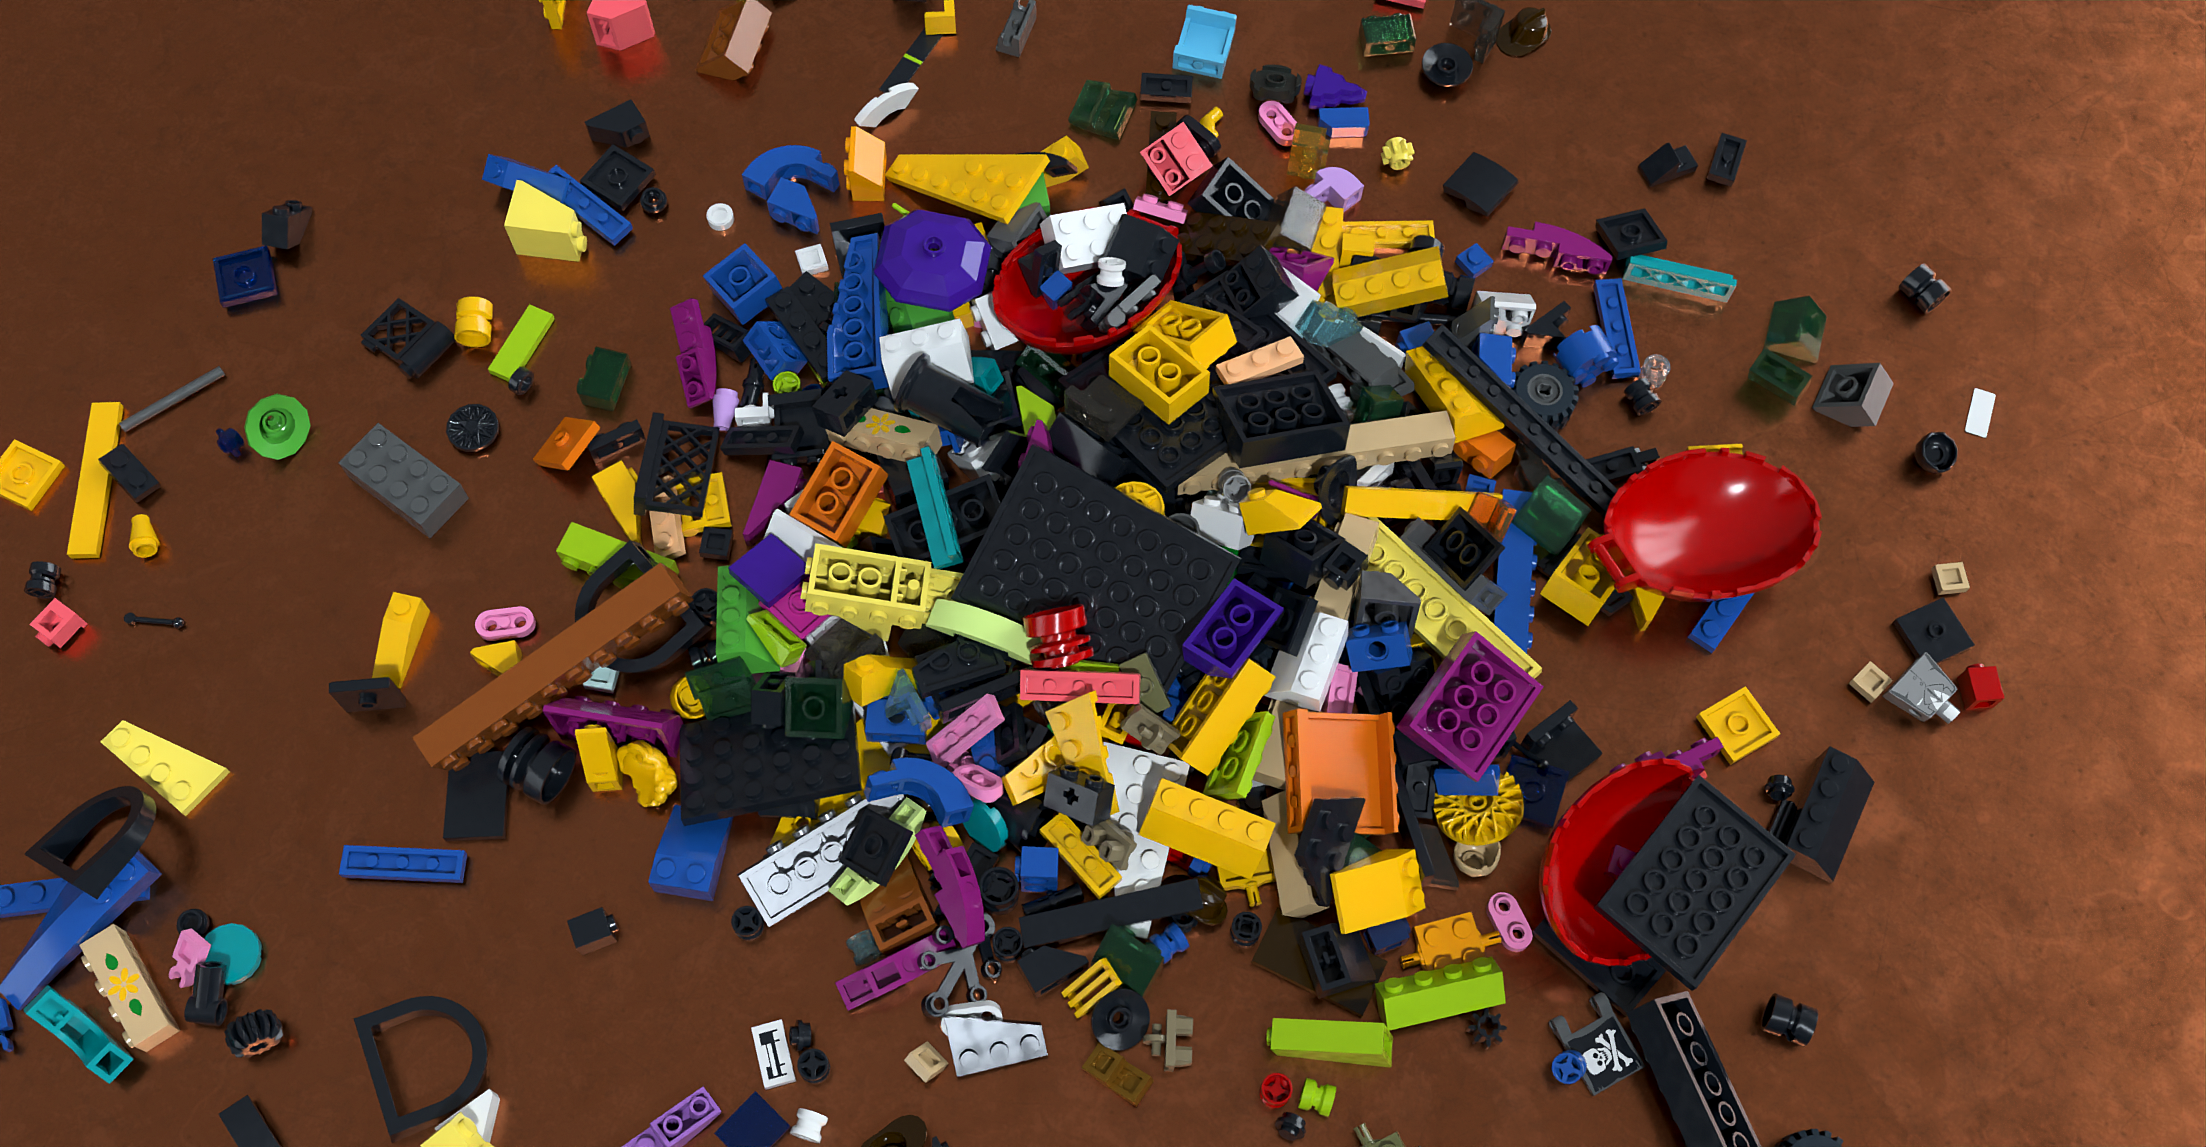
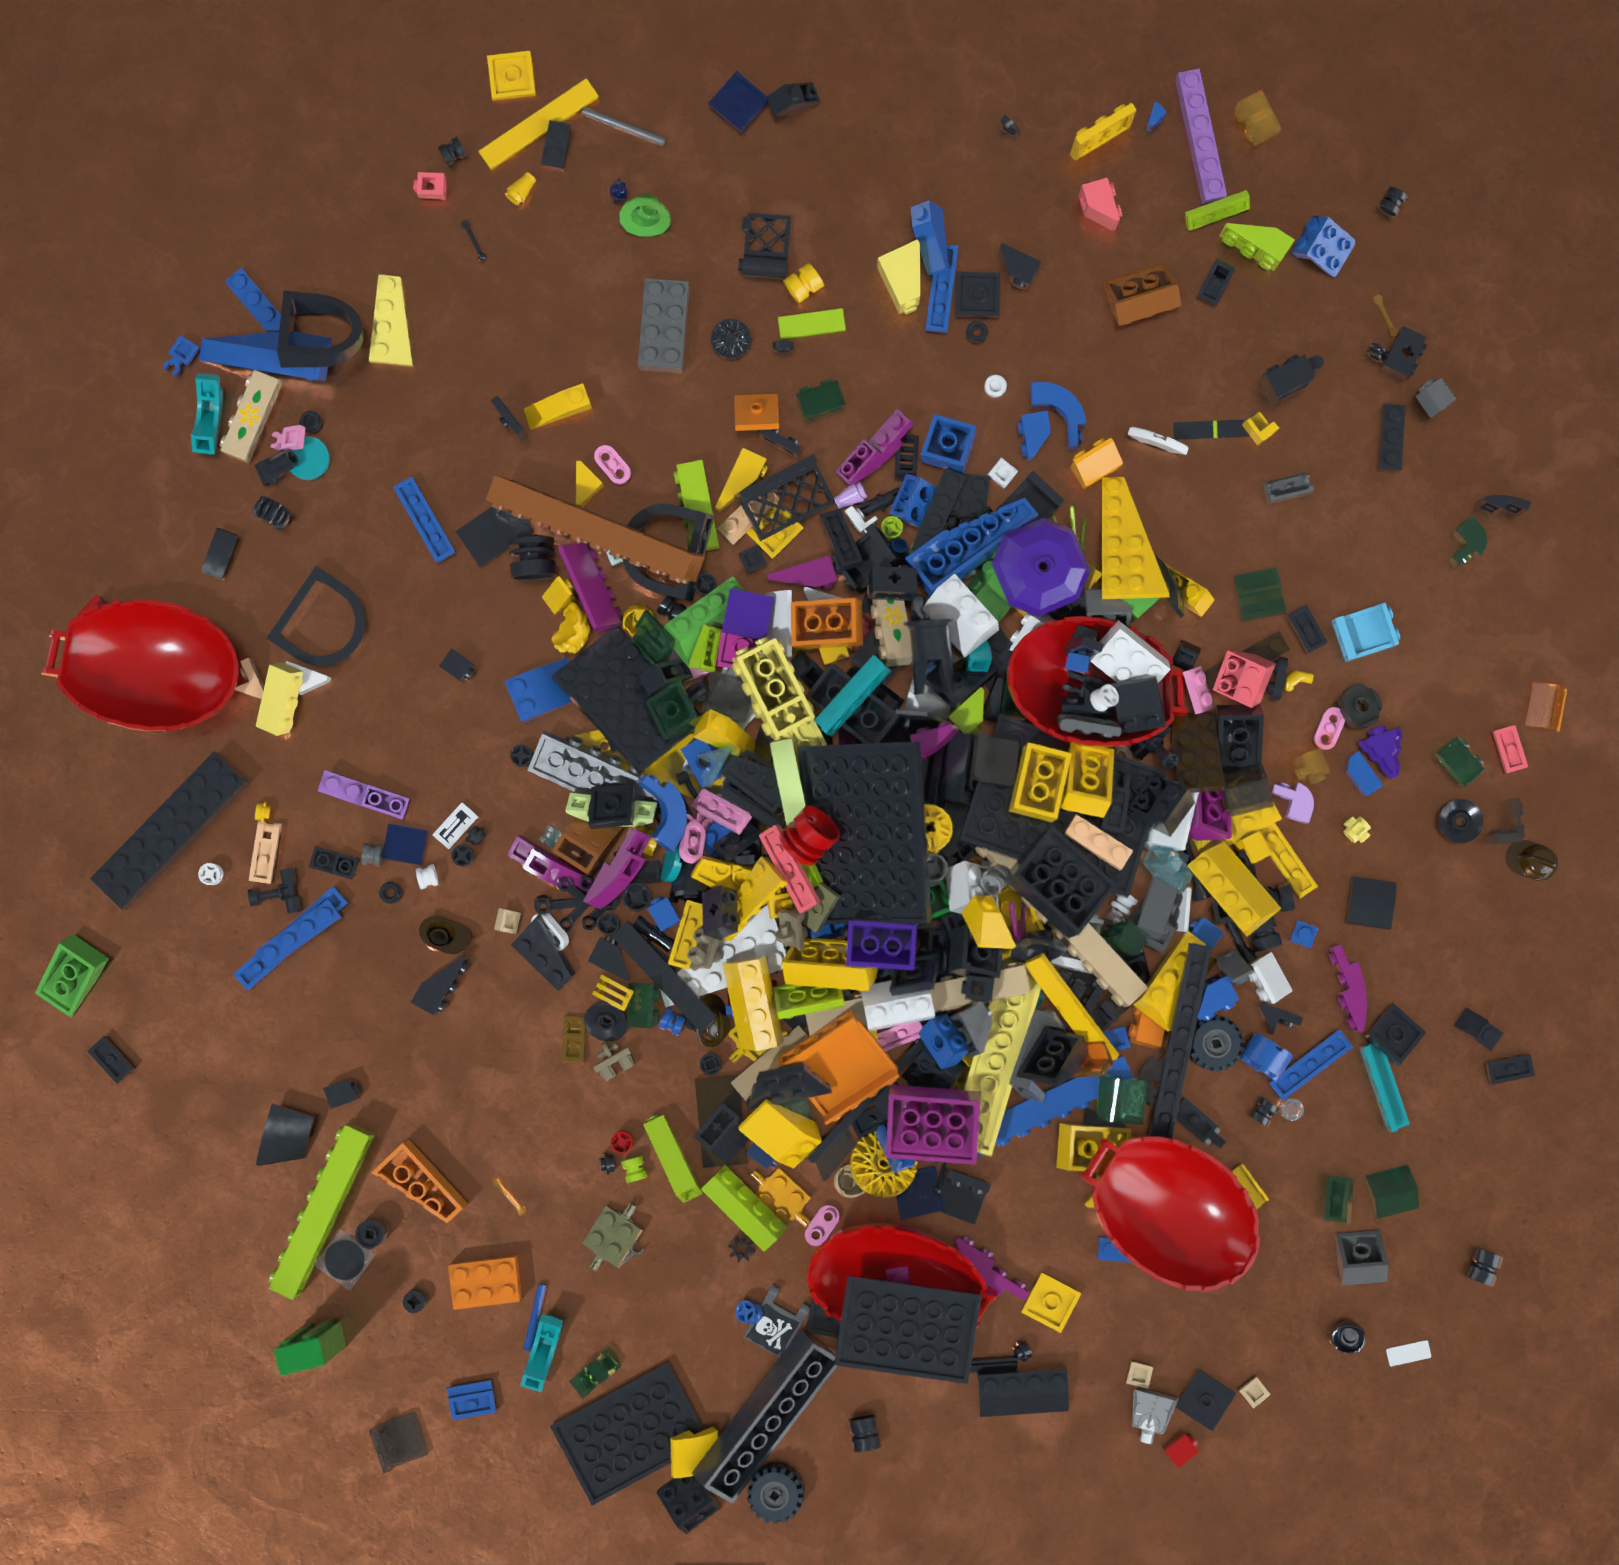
camera: 65 degrees right, 20 degrees up
(481, 58) = (1009, 127): none -> black tile

